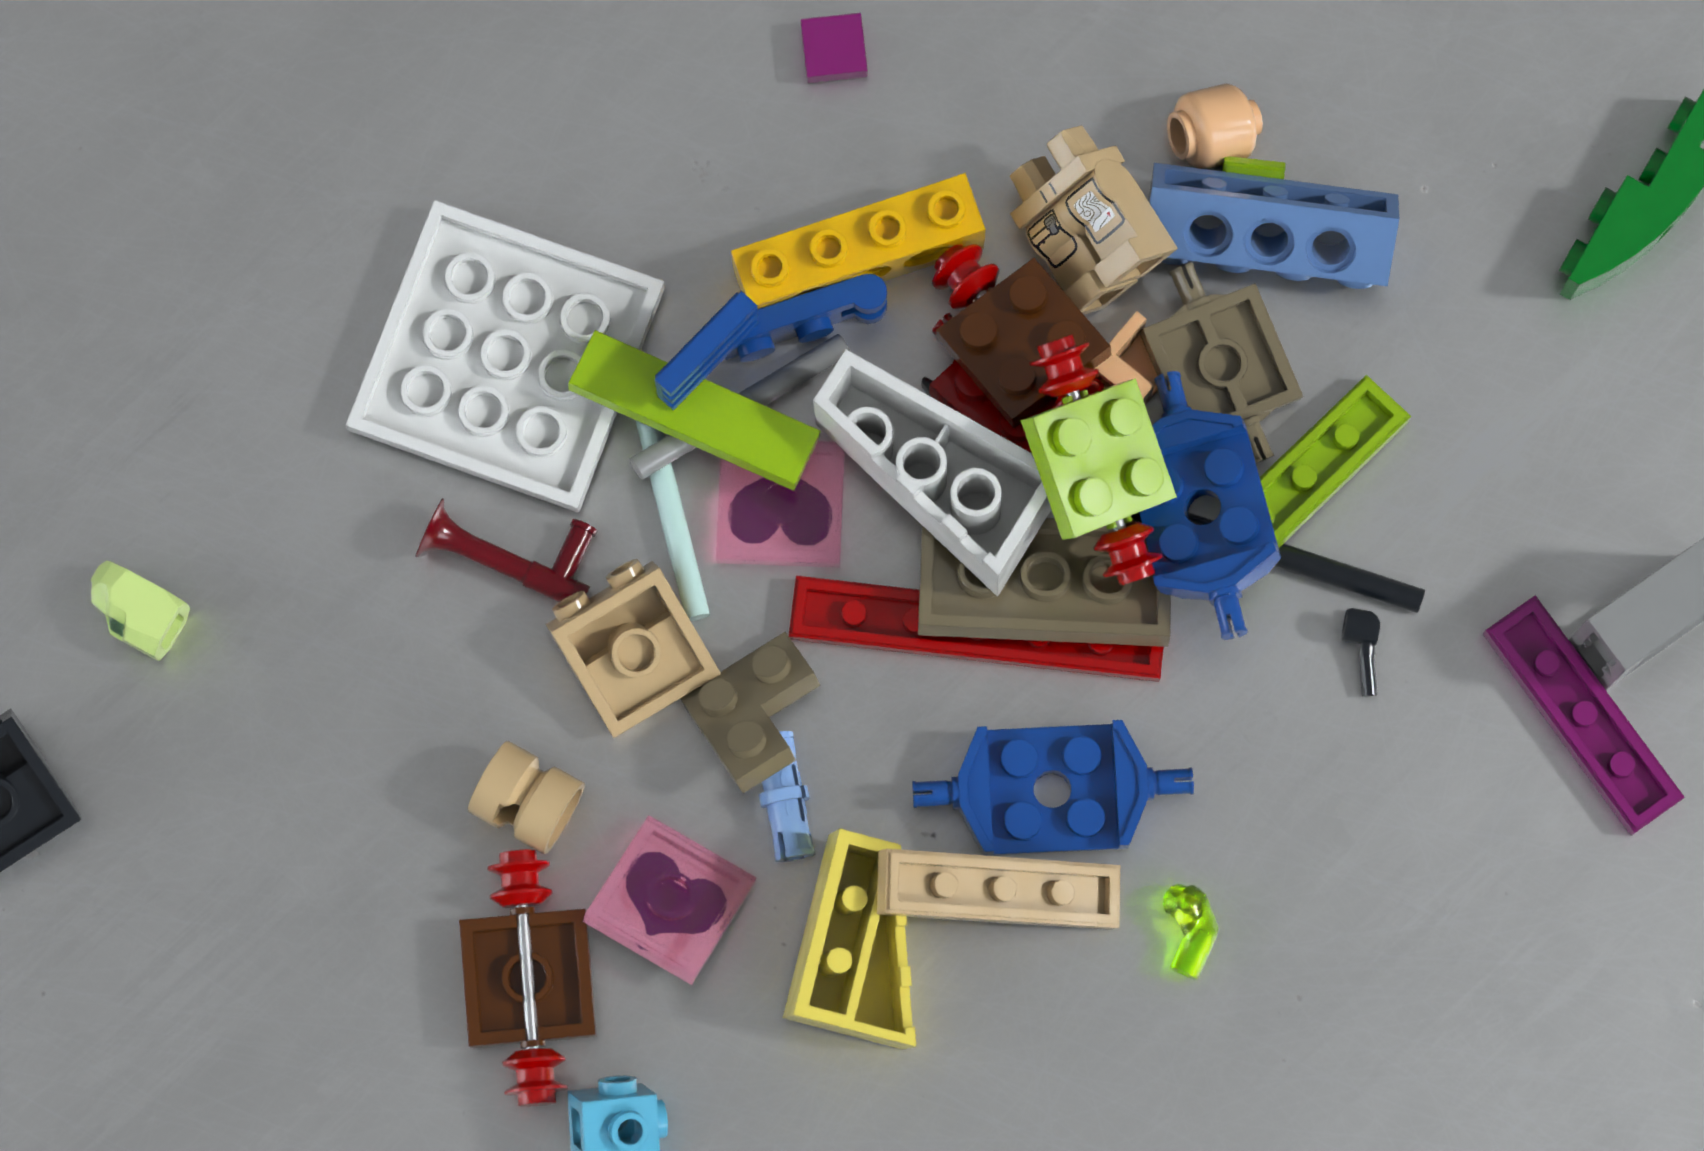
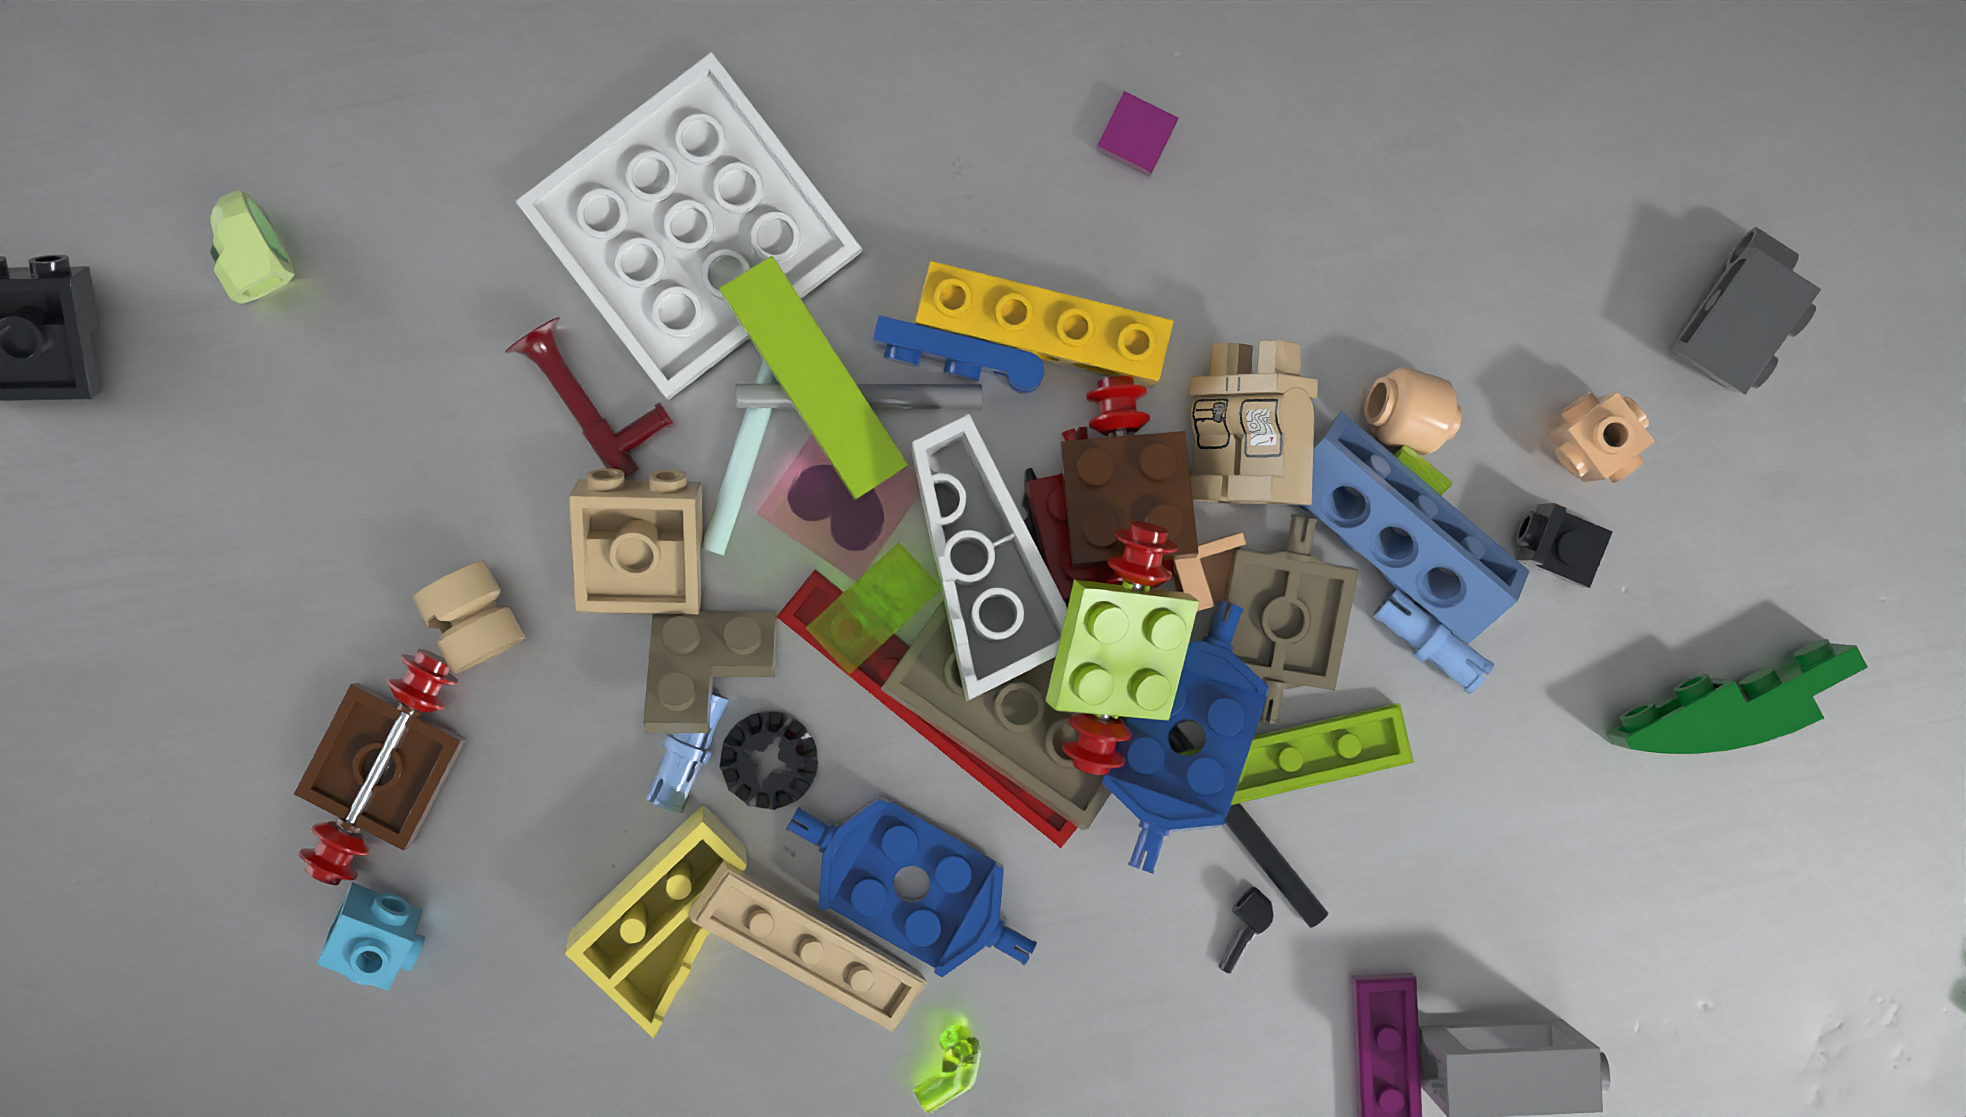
camera: 35 degrees right, 10 degrees up
(669, 899) = (536, 776): clear pink tile -> none
(706, 350) = (850, 337): blue tile -> none
(868, 567) = (874, 608): none -> clear neon green brick
(884, 781) = (796, 750): none -> black gear
(1358, 305) = (1433, 640): none -> light blue pin
(1378, 68) = (1582, 443): none -> light nougat brick
(1413, 159) = (1562, 544): none -> black bracket

